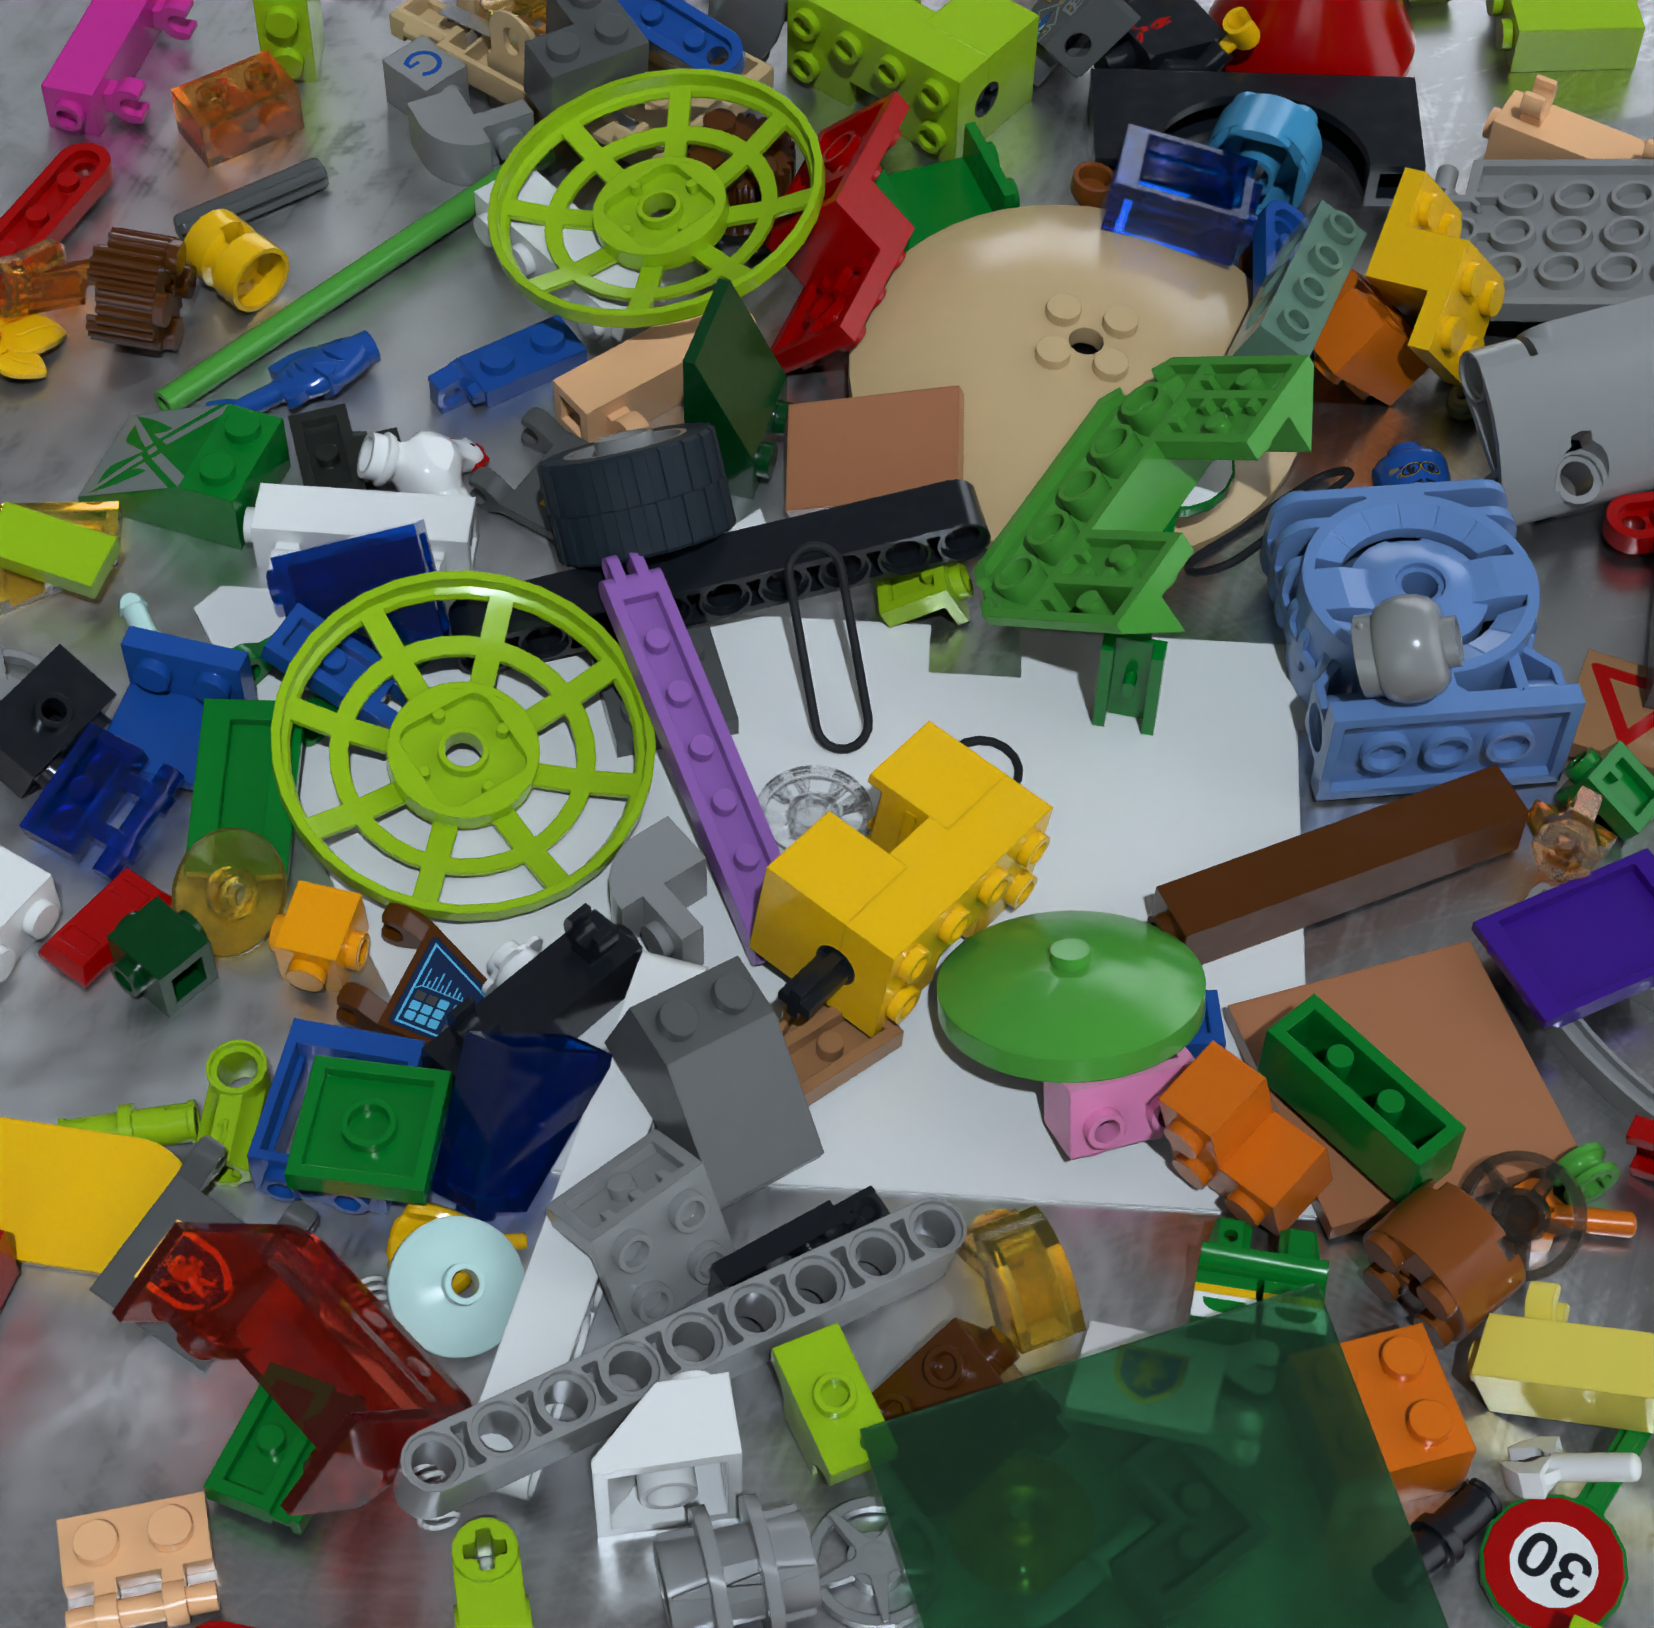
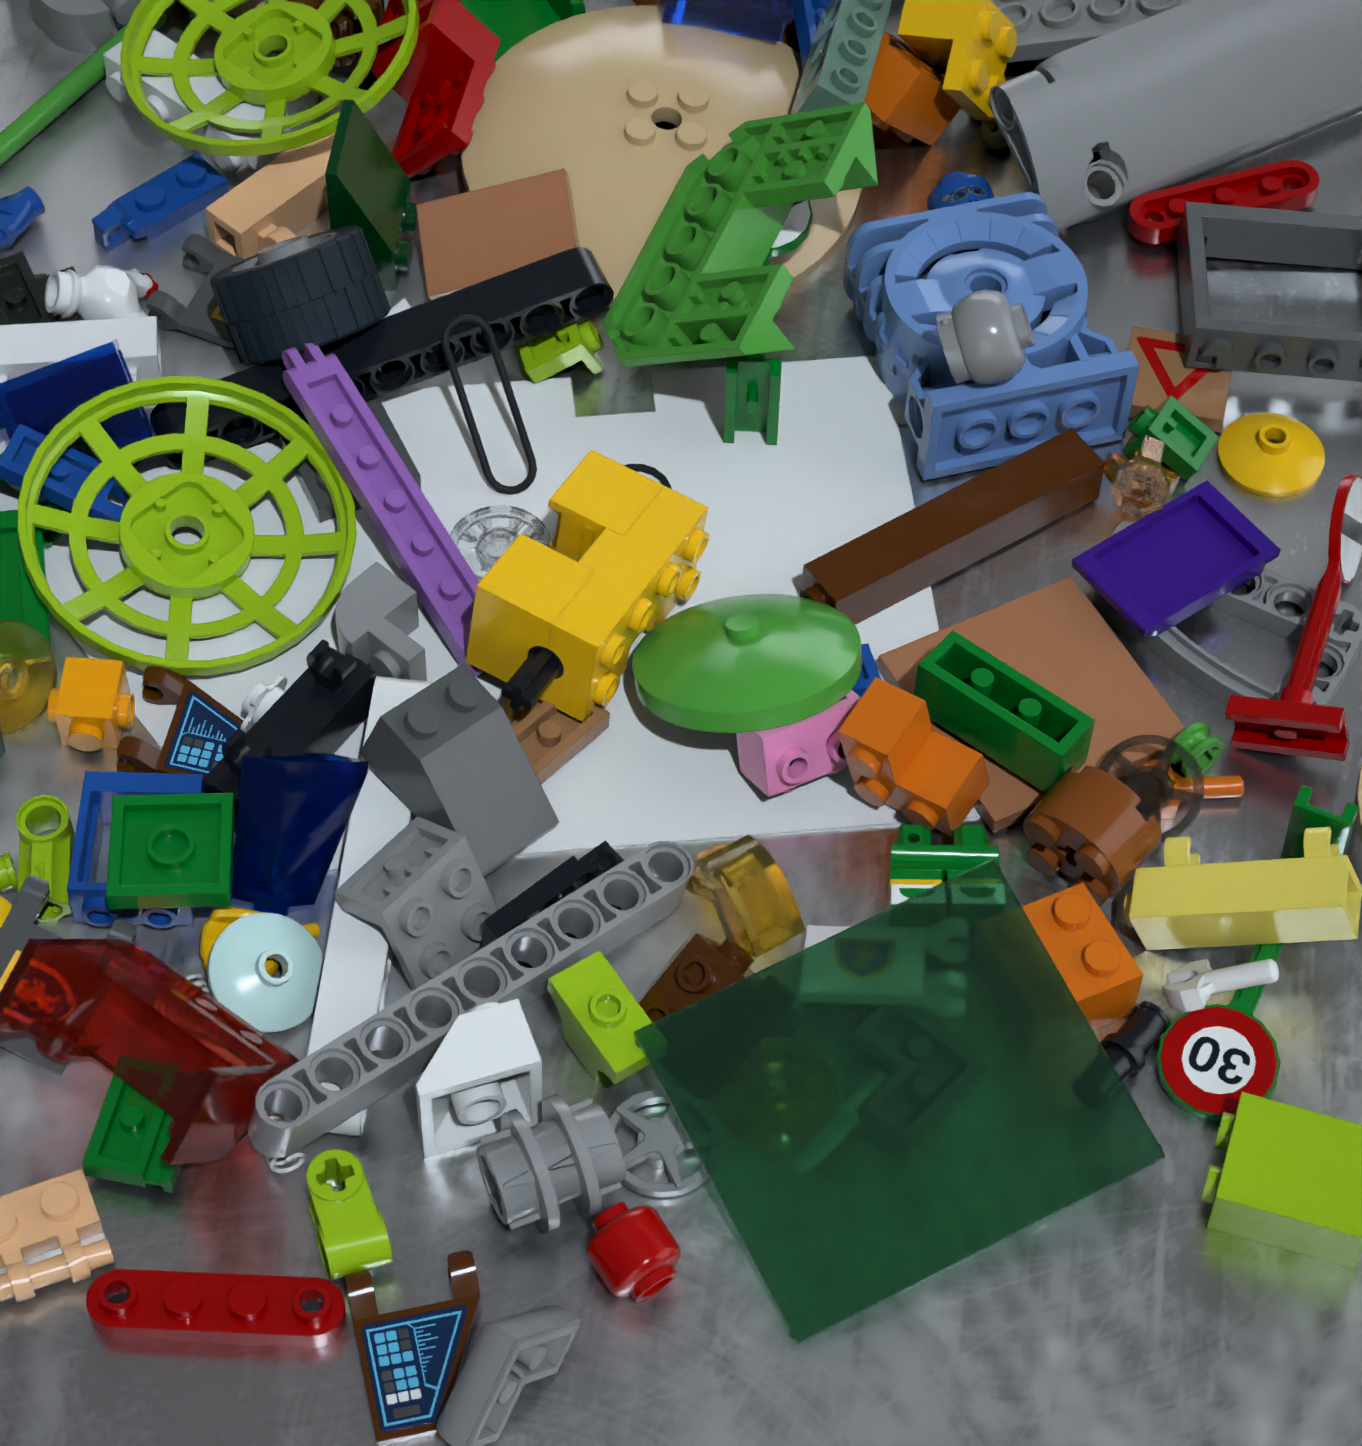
camera: 10 degrees left, 0 degrees up
(1254, 547) = (905, 204): black piece -> none

